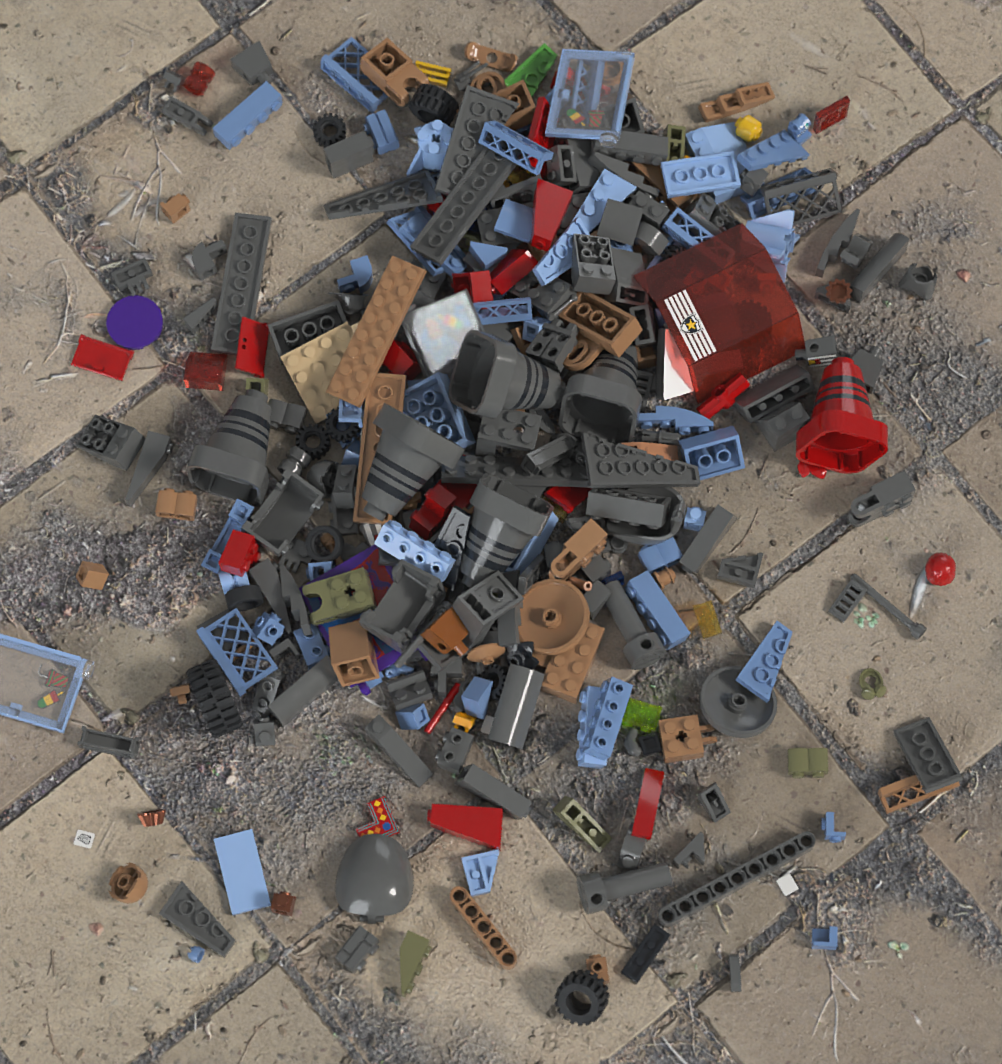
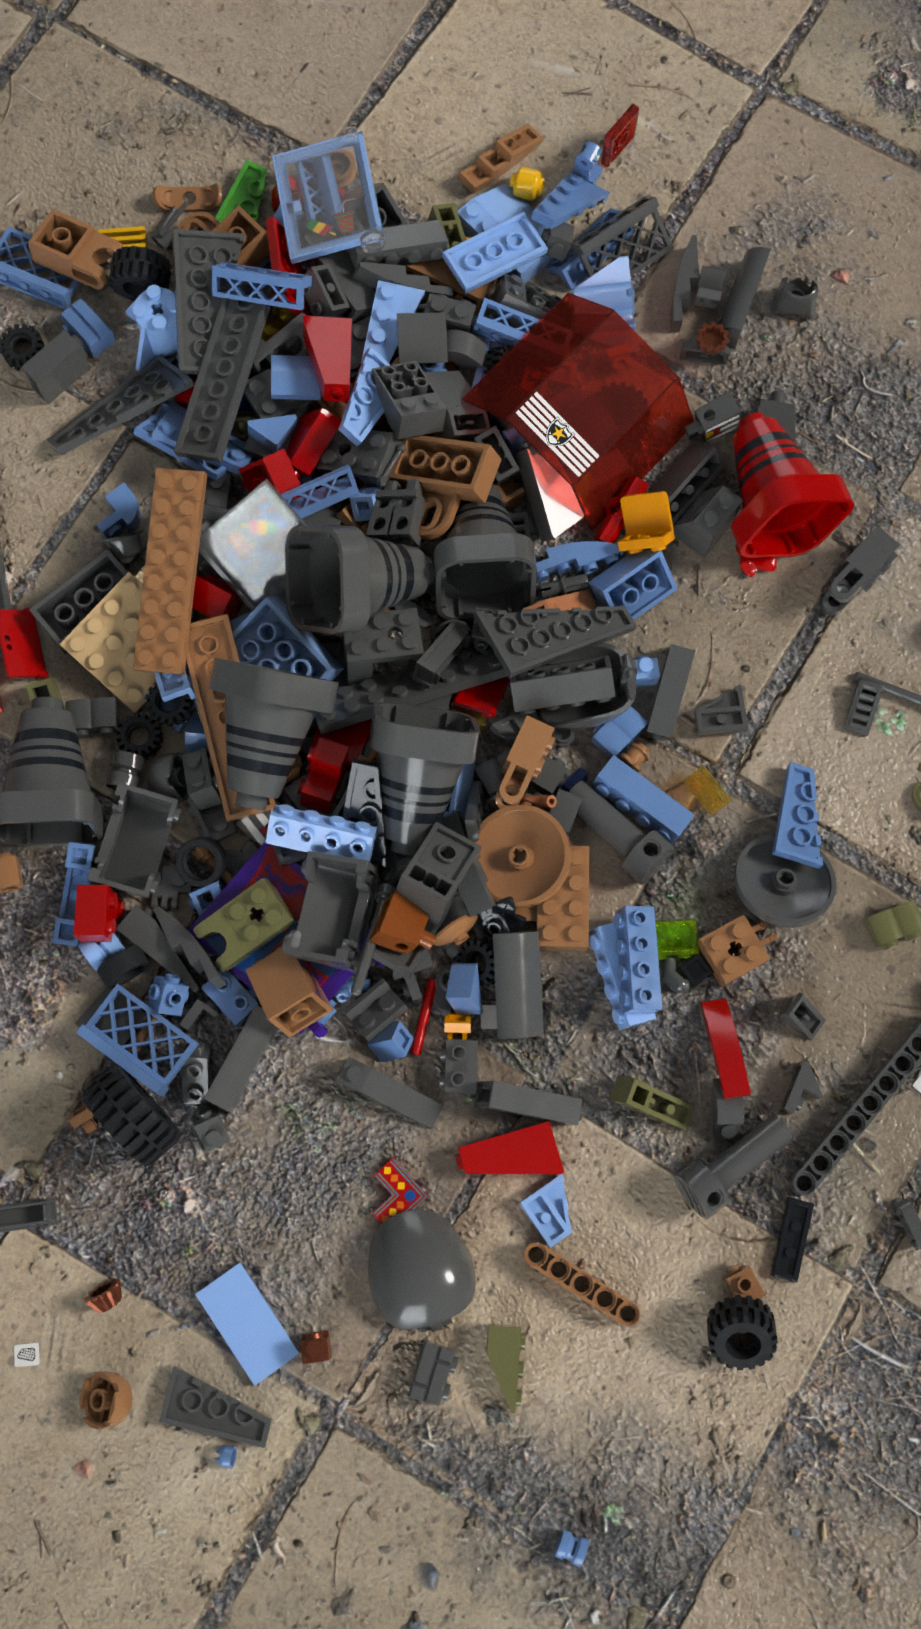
camera: 25 degrees left, 5 degrees up
(735, 411) = (646, 522): none -> light orange bracket

